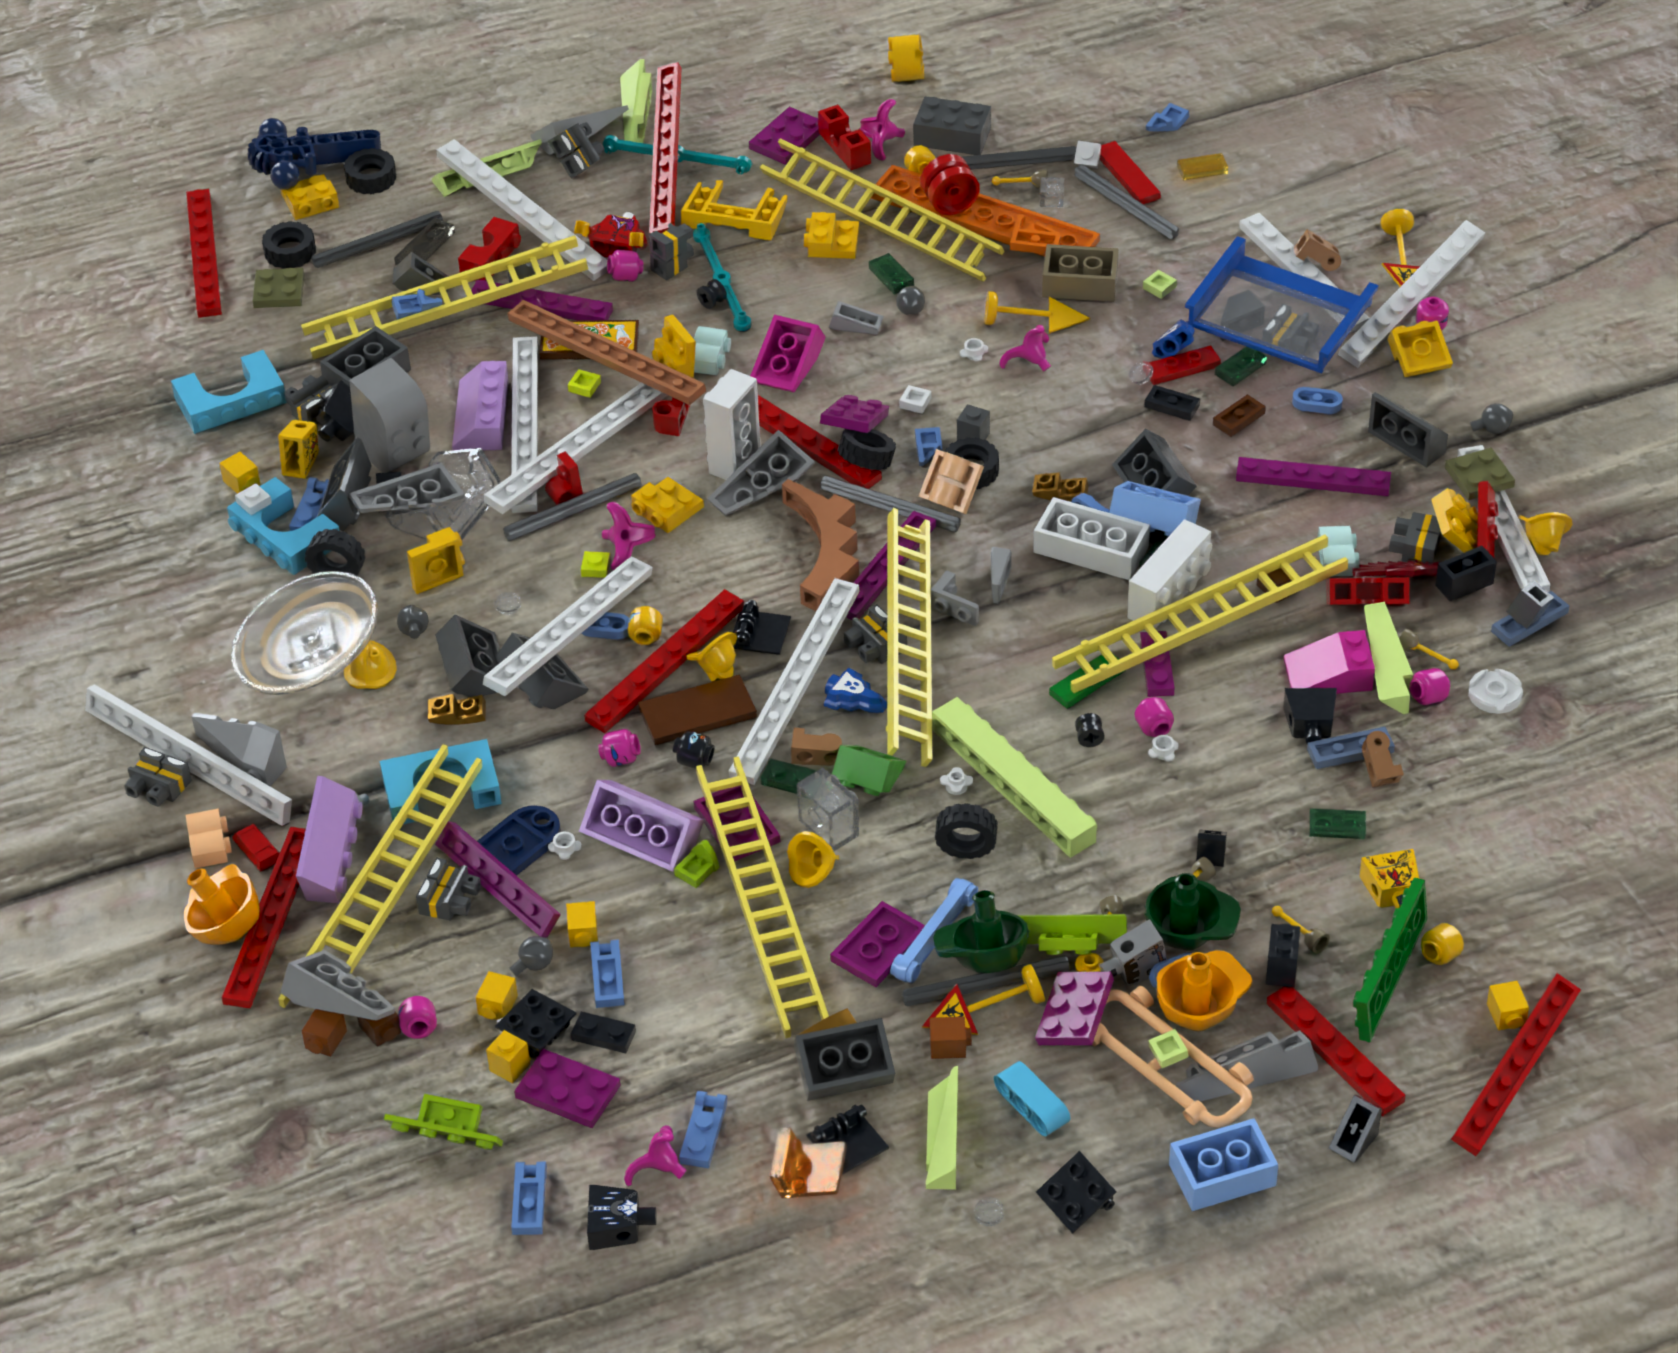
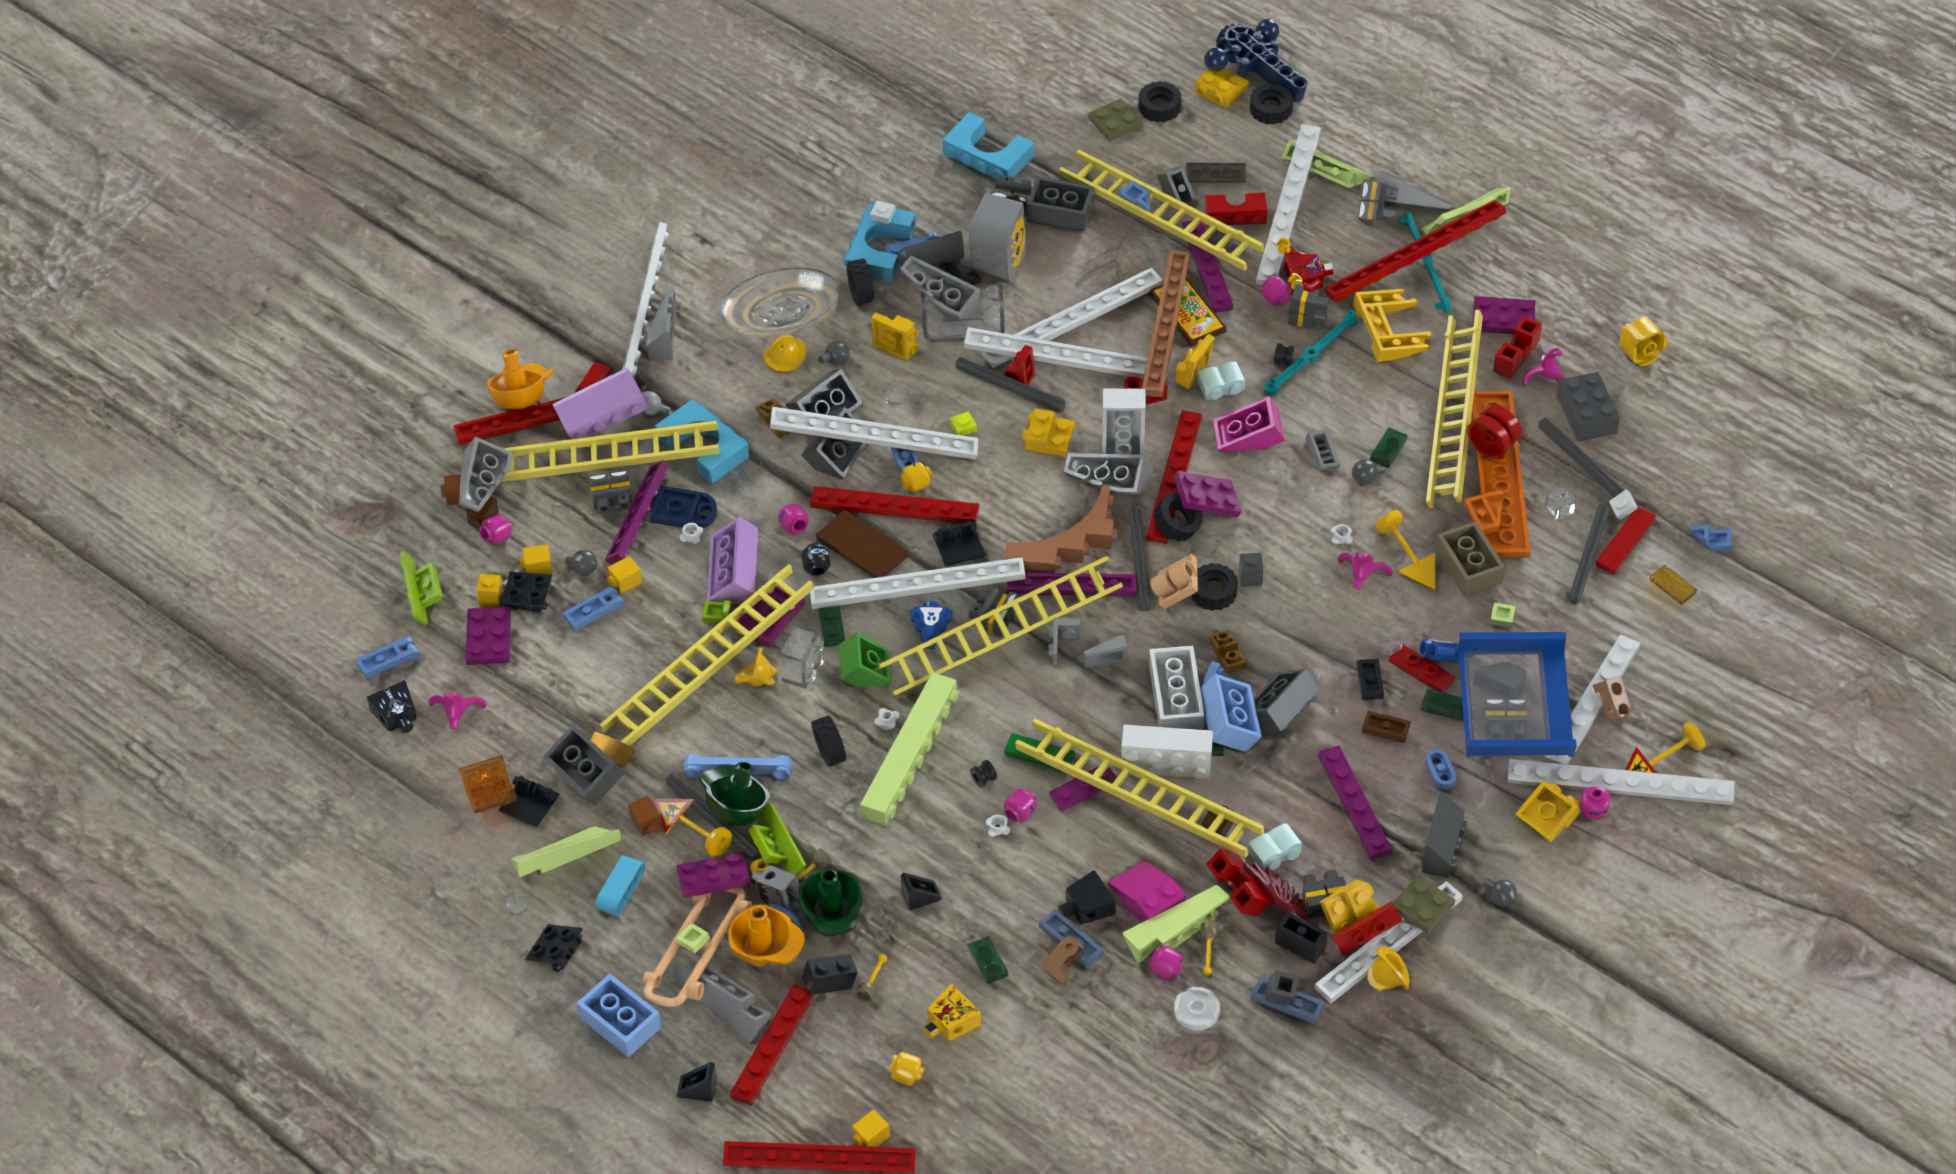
camera: 60 degrees right, 5 degrees up
(158, 776) = (617, 299): dark grey hips -> none
(203, 253) = (1121, 62): red plate -> none
(207, 838) = (579, 349): light nougat brick -> none
(239, 472) = (913, 195): yellow brick -> none
(296, 440) = (955, 210): yellow torso -> none
(374, 240) = (1203, 144): dark grey axle -> none
(482, 407) = (1070, 288): lavender slope -> none
(584, 383) = (1137, 329): neon yellow plate -> none
(603, 1032) = (545, 631): black plate -> none
(625, 534) = (994, 425): dark pink piece -> none
(703, 1130) = (495, 721): medium blue plate -> none
(717, 657) = (910, 531): yellow helmet -> none
(814, 749) = (861, 622): medium nougat leg -> none
(830, 236) = (1404, 393): yellow plate -> none
(876, 943) = (706, 739): magenta plate -> none
(915, 399) = (1259, 523): white plate -> none
(918, 158) = (1529, 406): yellow head -> none
(926, 443) = (1220, 553): medium blue slope -> none
(1035, 179) = (1572, 486): hinge -> none
(1203, 869) = (889, 897): dark tan hinge -> none
(1390, 959) = (862, 1039): green plate -> none

